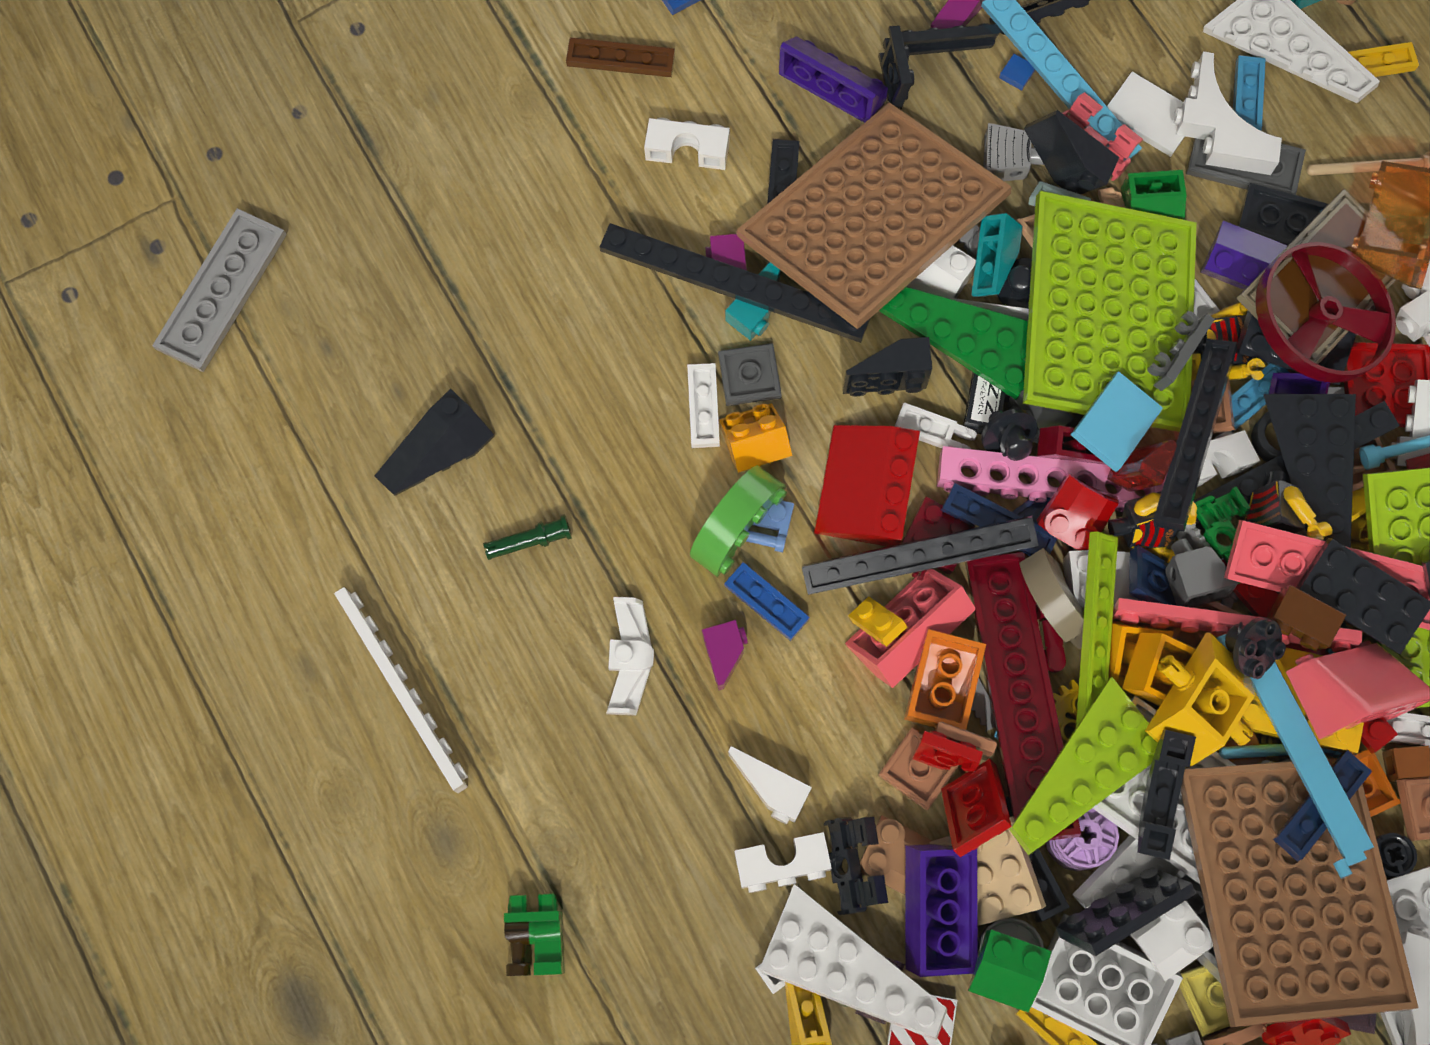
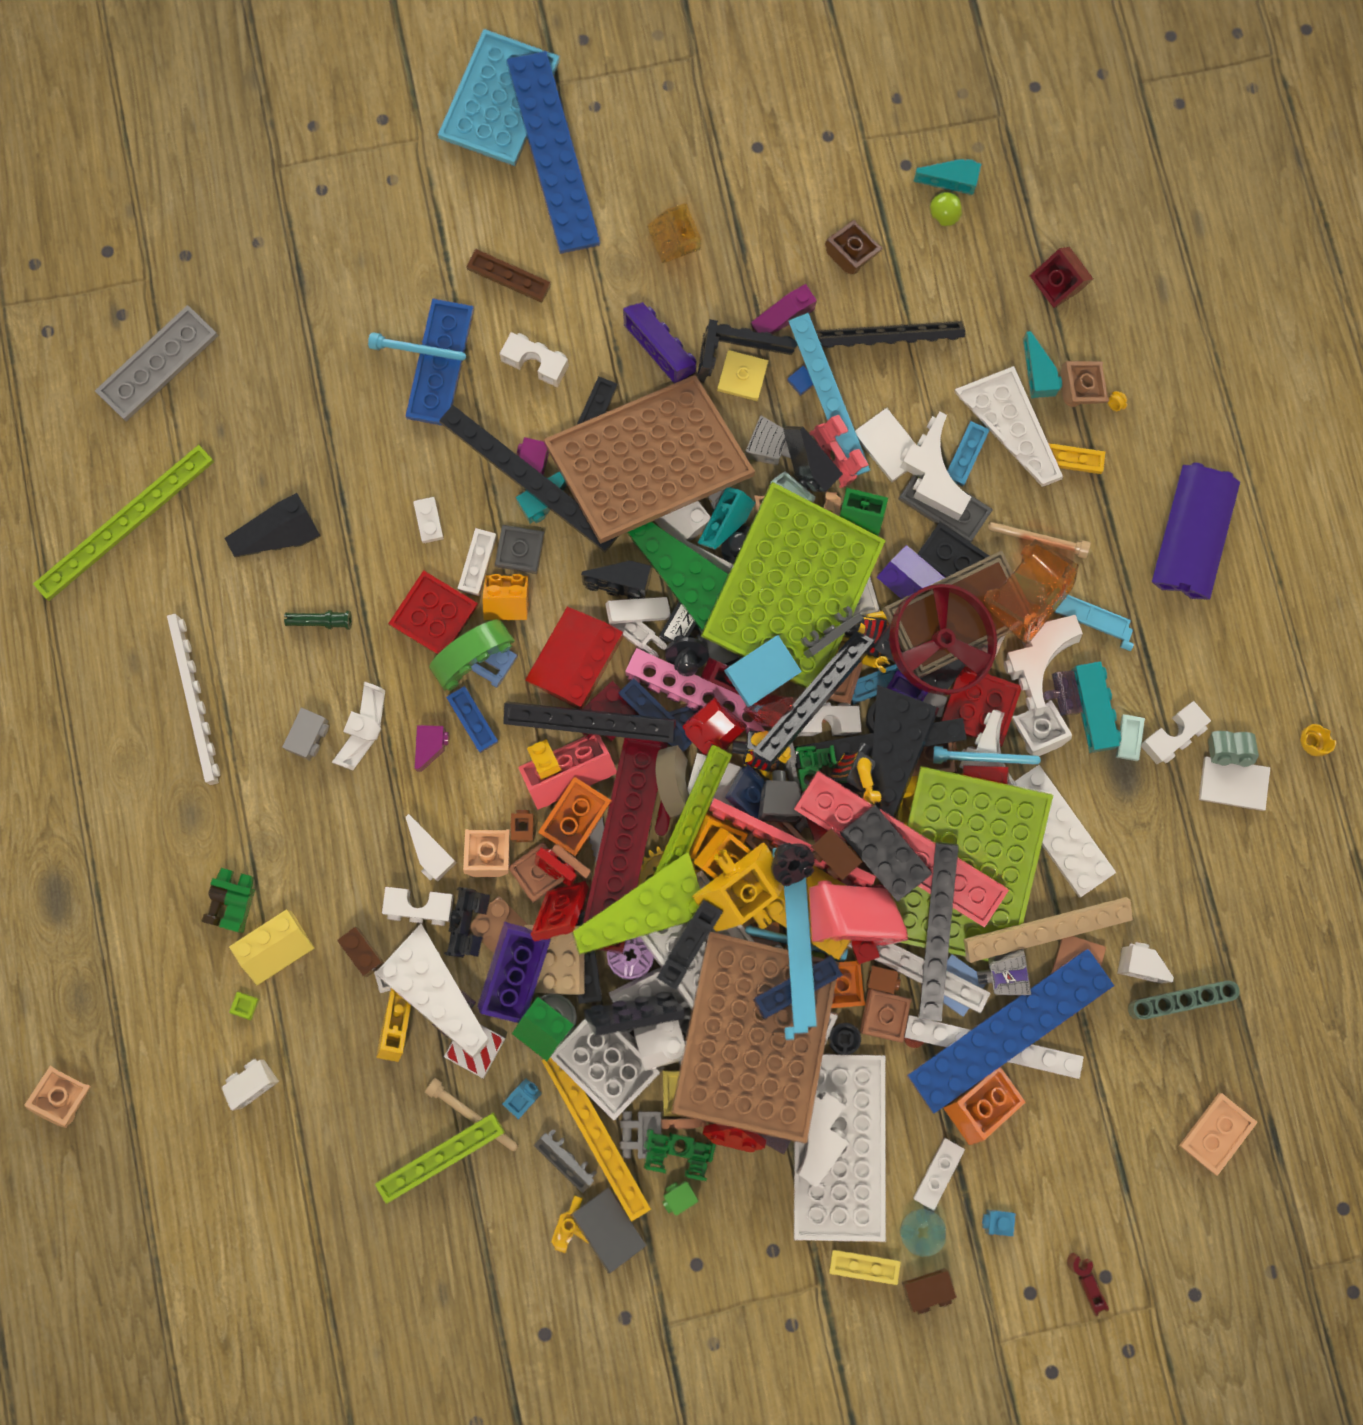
camera: 10 degrees right, 5 degrees up
(238, 497) = (123, 523): none -> lime plate
(487, 180) = (377, 342): none -> medium azure piece
(561, 687) = (306, 734): none -> light grey brick
(572, 182) = (438, 376): none -> blue plate
(611, 980) = (272, 947): none -> light yellow slope
(623, 374) = (428, 520): none -> white plate
(670, 486) = (433, 613): none -> red plate
(730, 947) = (360, 951): none -> reddish brown brick
(847, 764) = (486, 853): none -> light nougat slope
(884, 704) = (518, 835): none -> dark orange brick
(926, 400) = (638, 610): none -> white tile
(945, 87) = (742, 375): none -> light yellow plate

